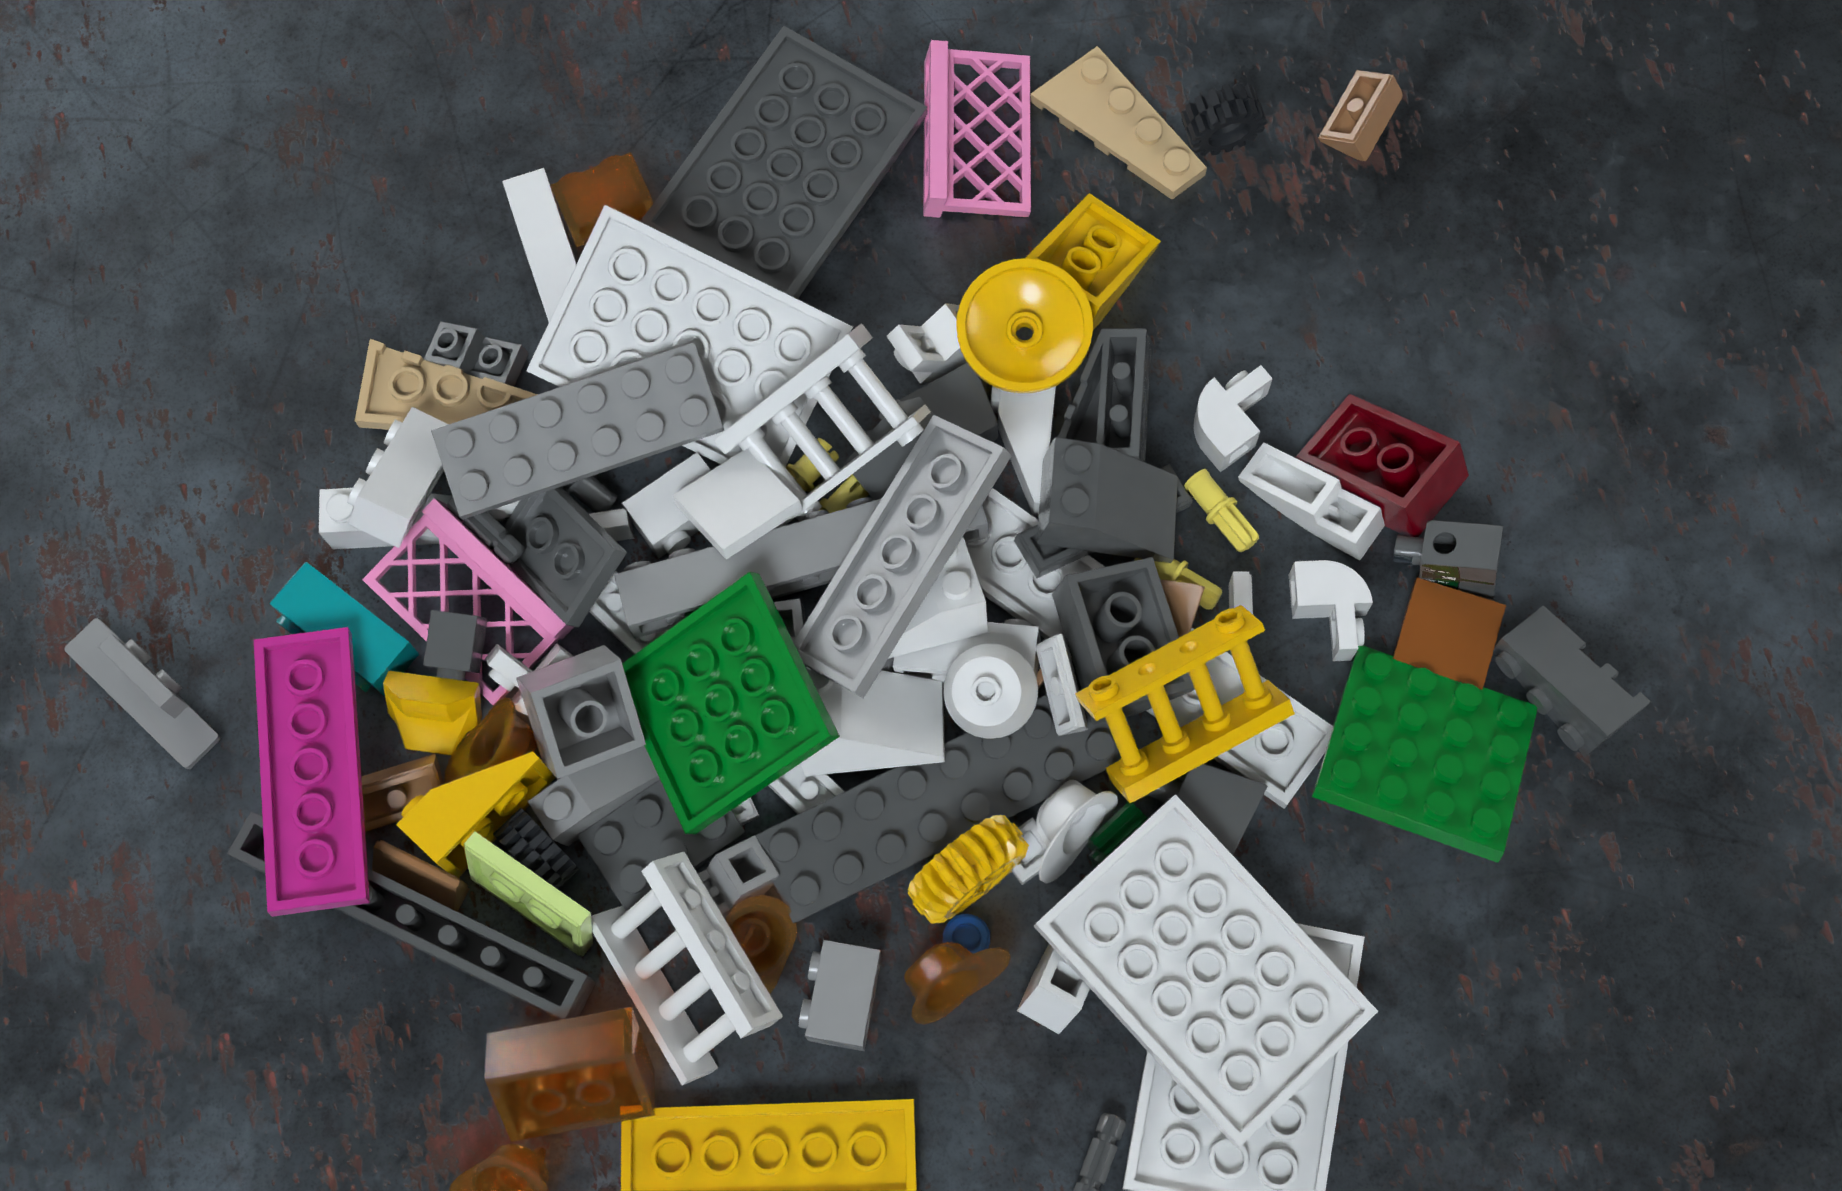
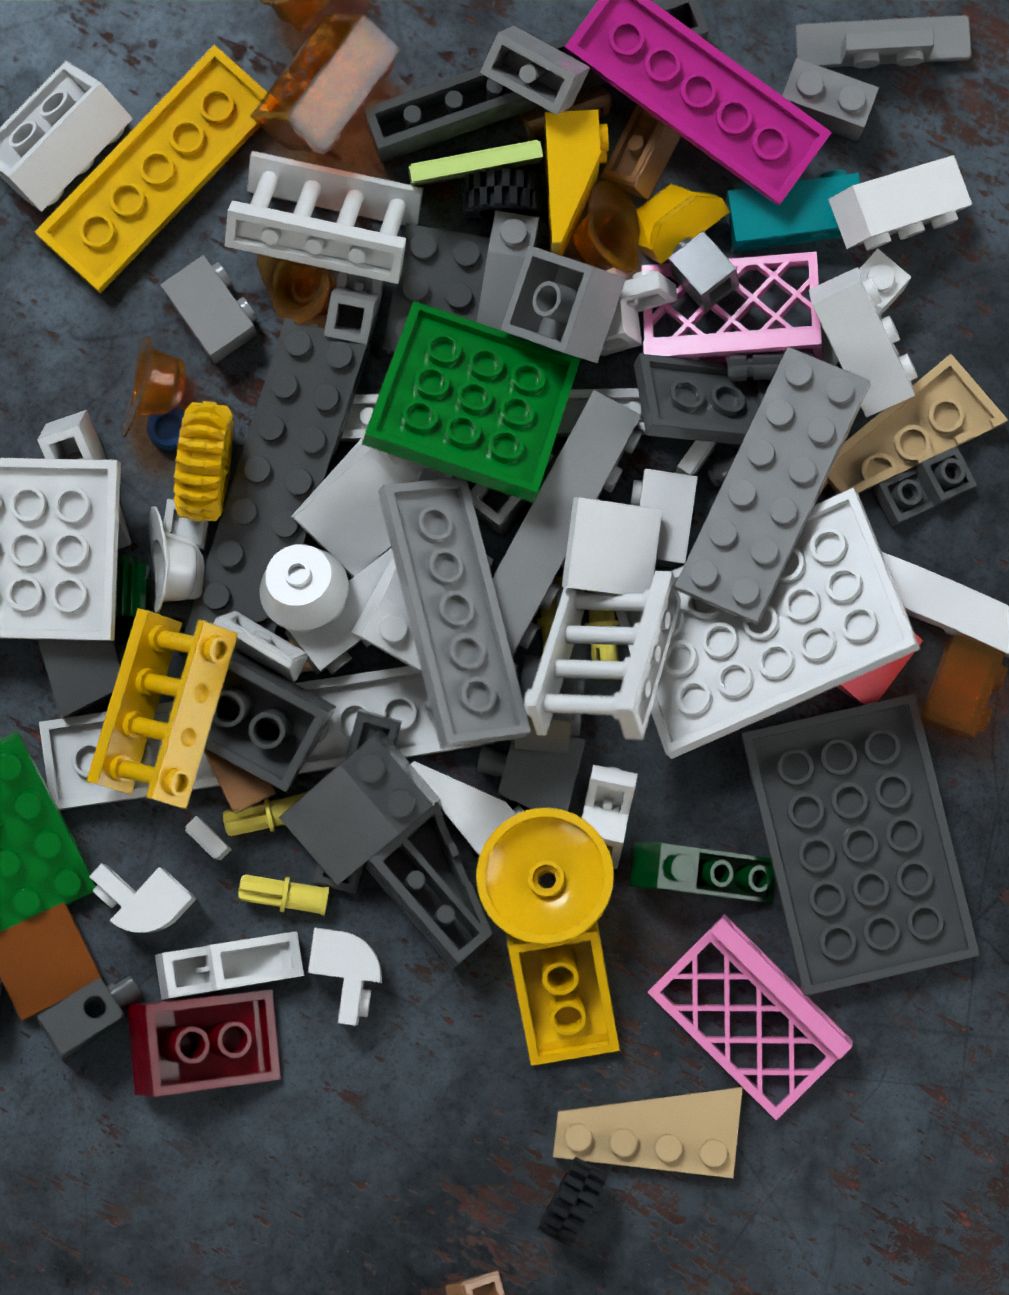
camera: 130 degrees right, 10 degrees up
(226, 683) = (831, 98): none -> light grey brick
(267, 549) = (900, 203): none -> white brick
(407, 899) = (534, 69): none -> light grey brick
(913, 251) = (701, 872): none -> dark green slope

